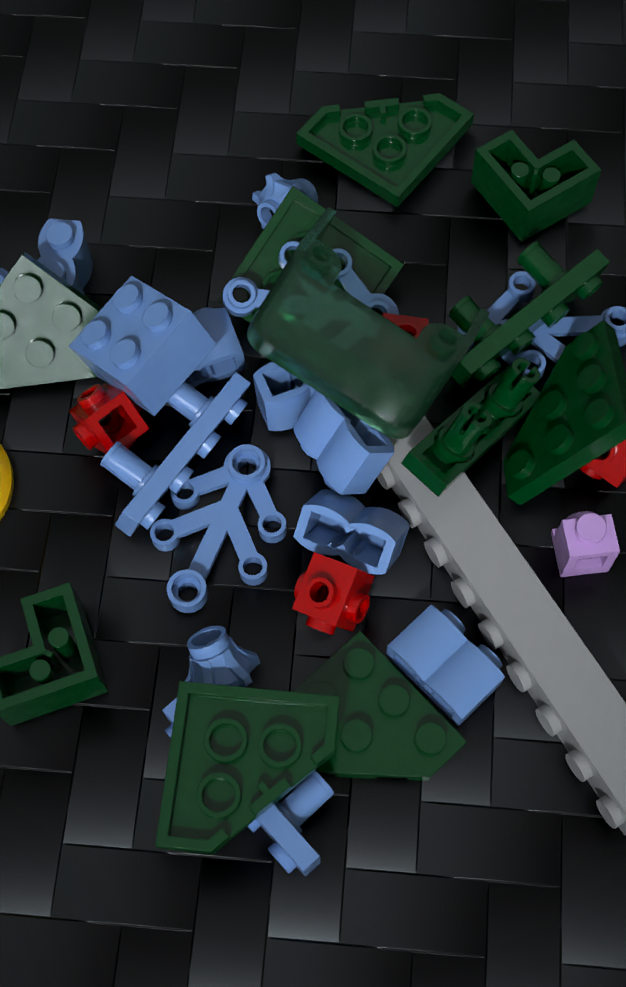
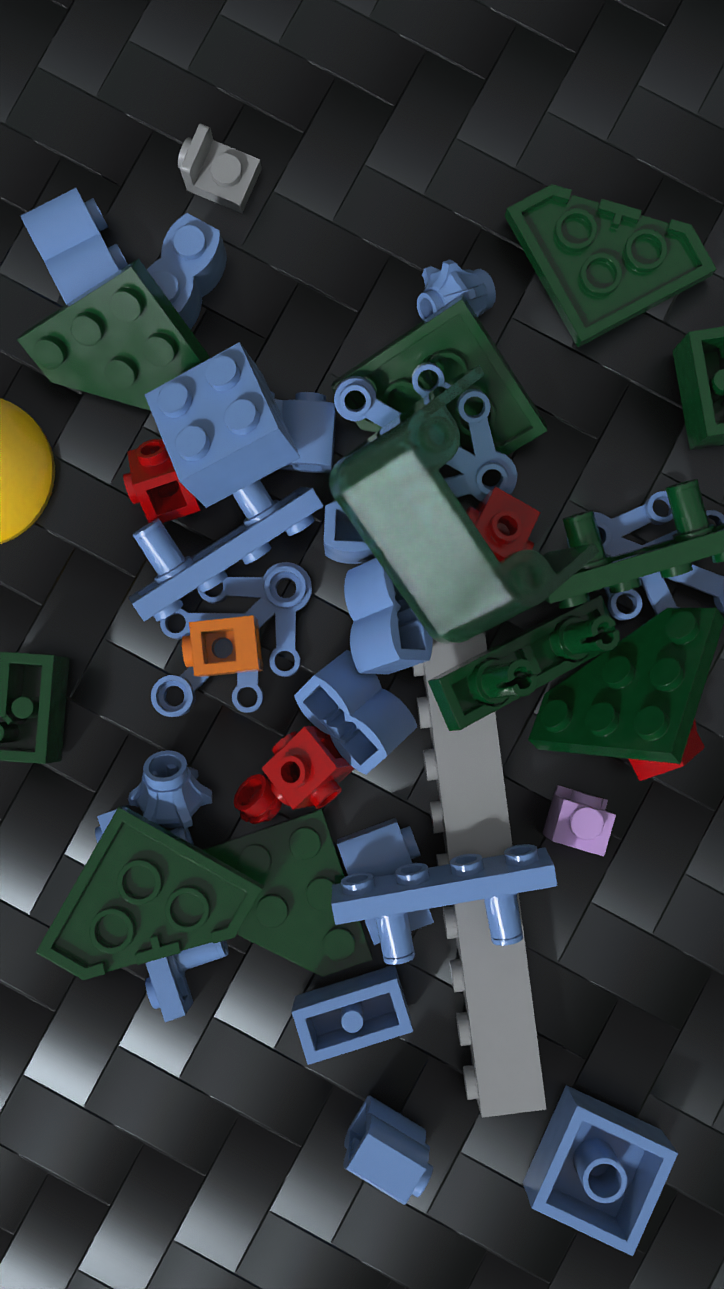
camera: 20 degrees right, 20 degrees up
(59, 195) = (217, 170): none -> light grey bracket
(216, 508) = (200, 644): none -> orange brick
(300, 645) = (256, 800): none -> red plate
(459, 658) = (463, 880): none -> medium blue plate
(472, 788) = (351, 1014): none -> medium blue brick
(568, 898) = (388, 1151): none -> medium blue brick

